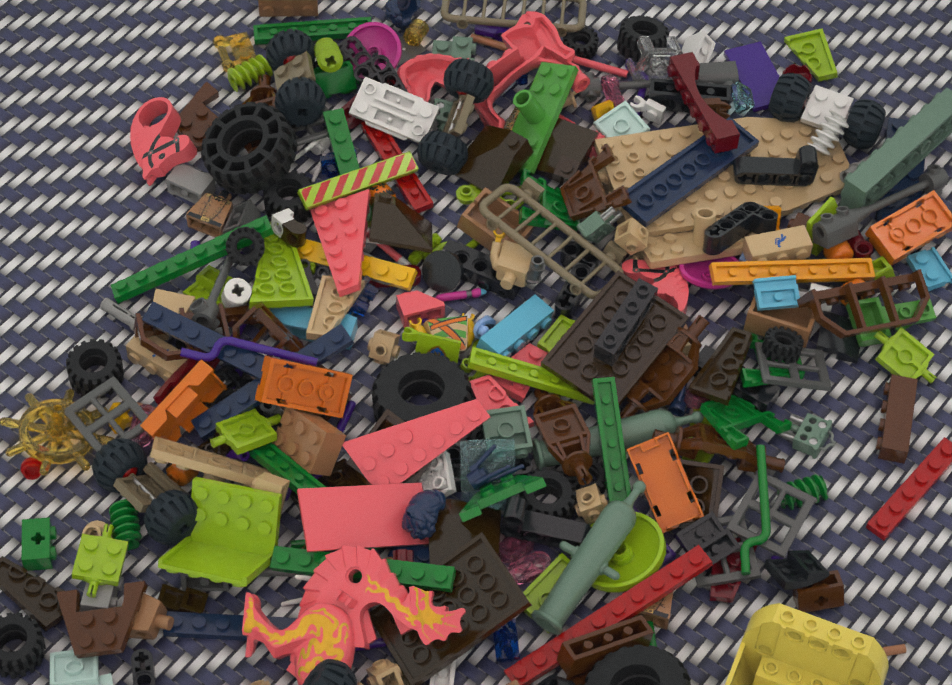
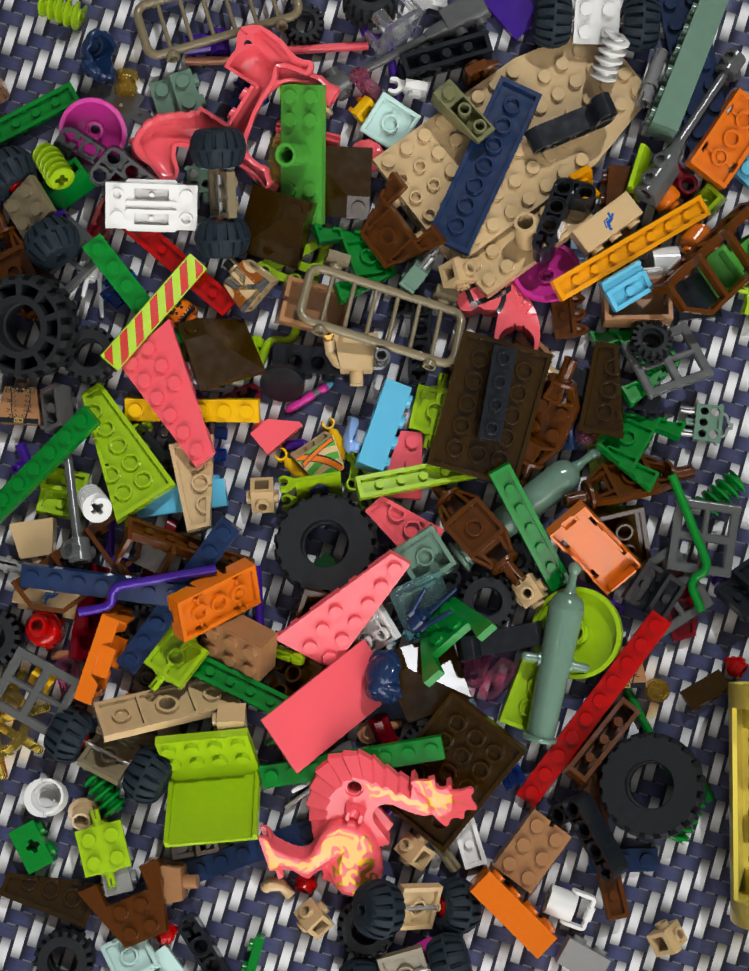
camera: 25 degrees left, 30 degrees up
(71, 506) = (45, 797): none -> white helmet
(117, 663) = (169, 936): none -> red plate
(142, 375) = (45, 629): none -> red piece
(235, 255) = (80, 464): black tyre -> none
(244, 664) = (274, 884): none -> tan arm
(269, 671) = (306, 885): none -> red plate
(288, 228) = (108, 400): dark brown leg -> none
(347, 471) = (290, 655): none -> lime axle
(447, 193) = (247, 283): none -> torso
(681, 628) = (660, 690): none -> clear yellow wheel
(682, 124) = (461, 112): none -> olive slope
(716, 310) = (565, 317): none -> reddish brown plate
(719, 132) = (501, 108): dark red arch -> none
(719, 650) = (705, 691): none -> dark brown tile
(742, 97) = (501, 34): clear light blue bracket -> none

